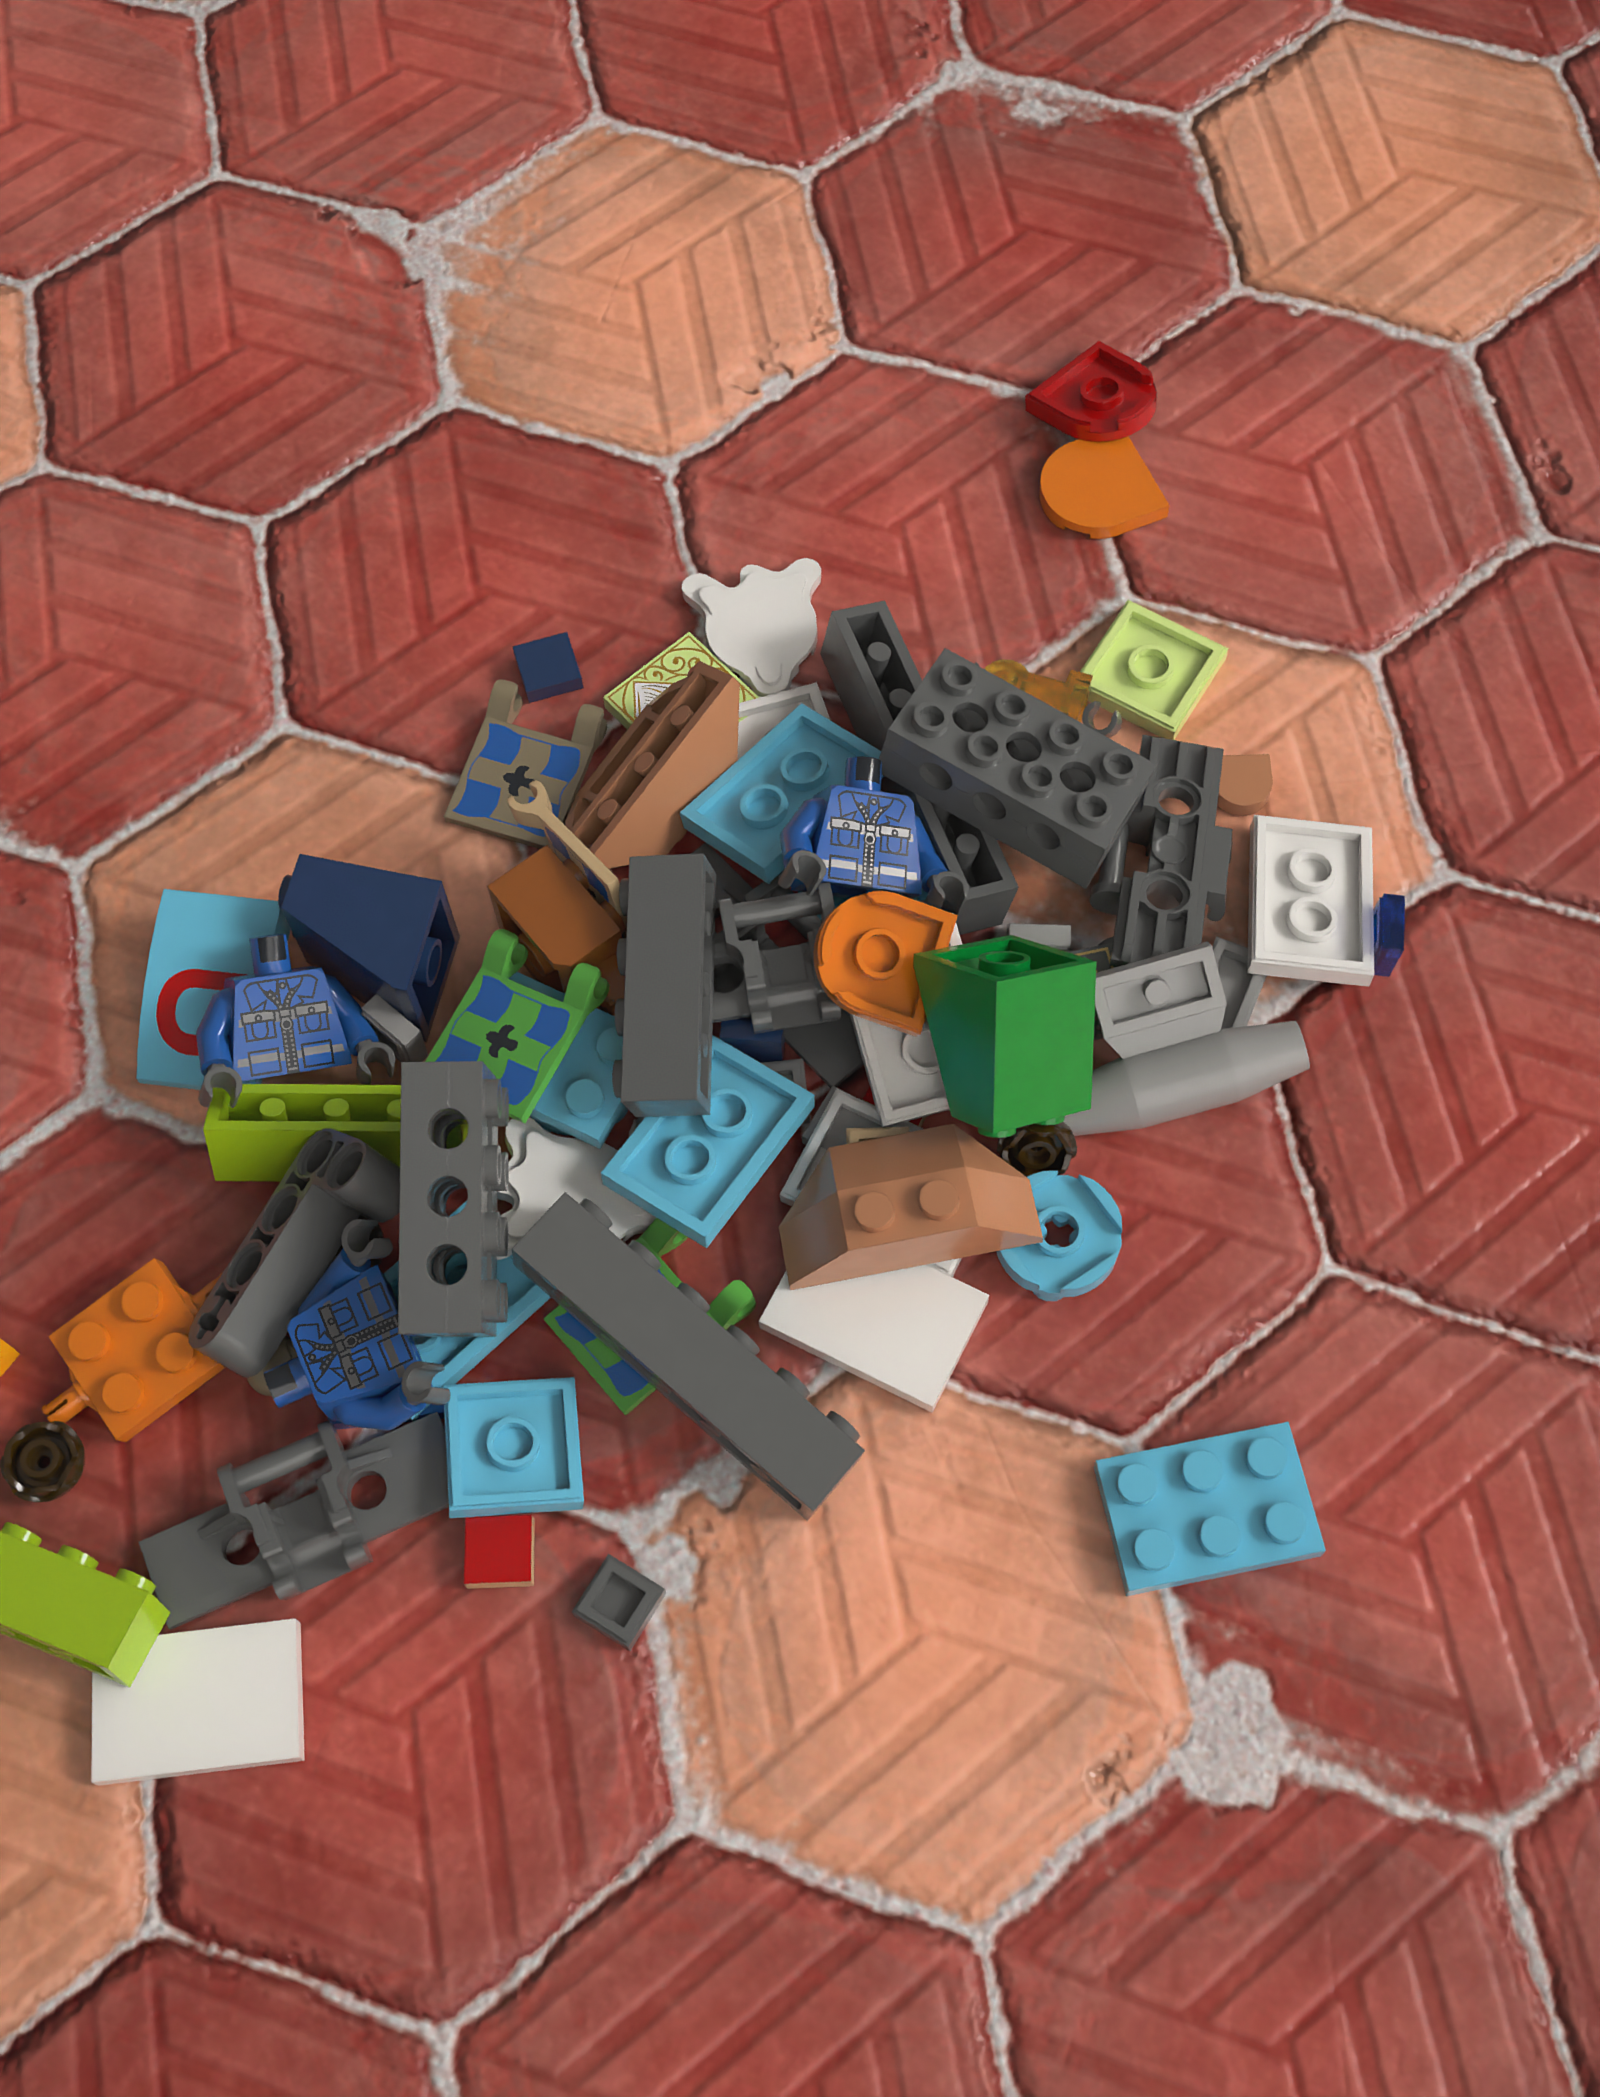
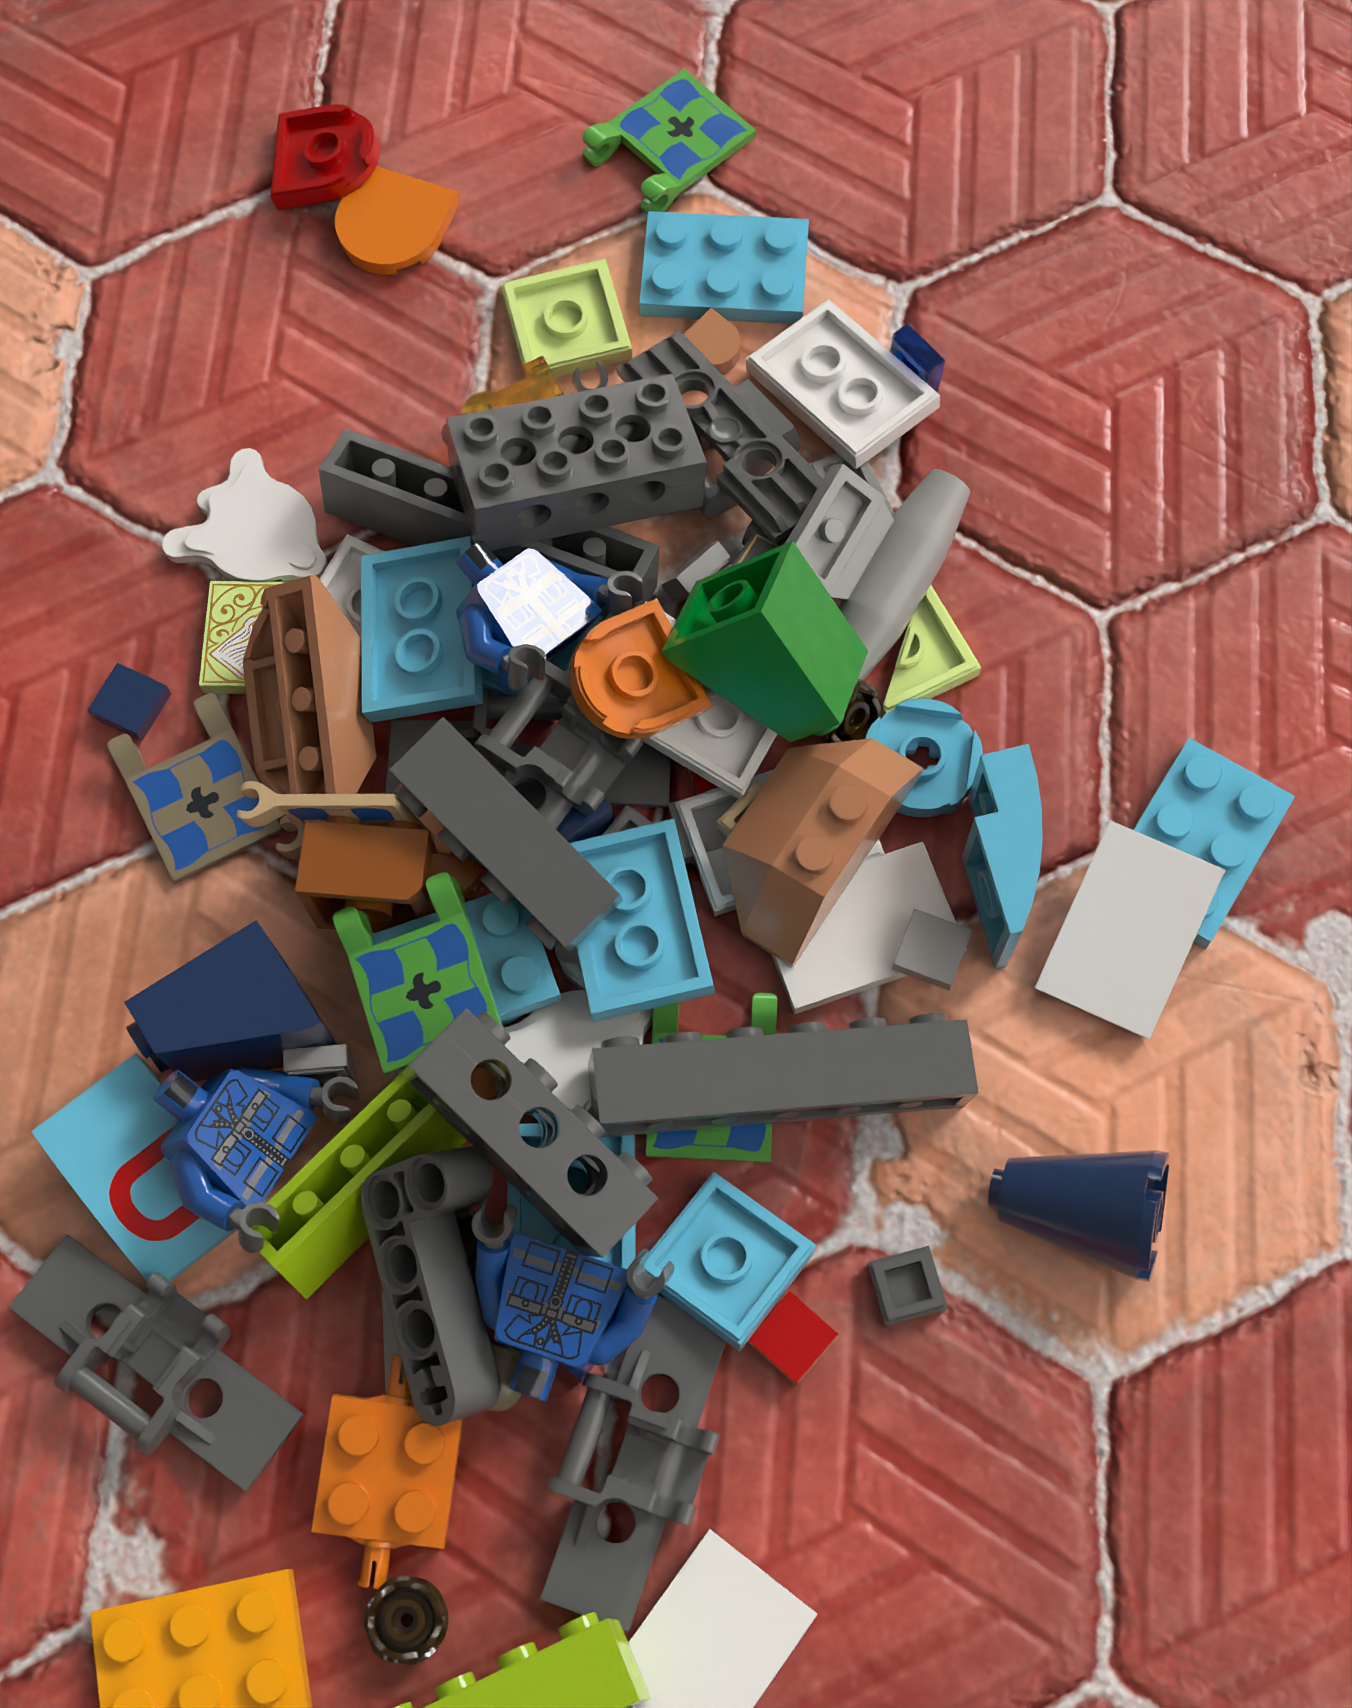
camera: 45 degrees left, 5 degrees up
(102, 1126) = (169, 1347): none -> dark grey piece
(810, 1685) = (1088, 1204): none -> dark blue cone
(902, 1377) = (931, 949): none -> light grey tile
(1034, 1357) = (1004, 846): none -> medium azure slope
(1071, 1515) = (1129, 929): none -> white tile
(1153, 1167) = (930, 657): none -> yellowish green tile
(1318, 734) = (725, 263): none -> medium azure plate
(1387, 602) = (674, 130): none -> bright green flag

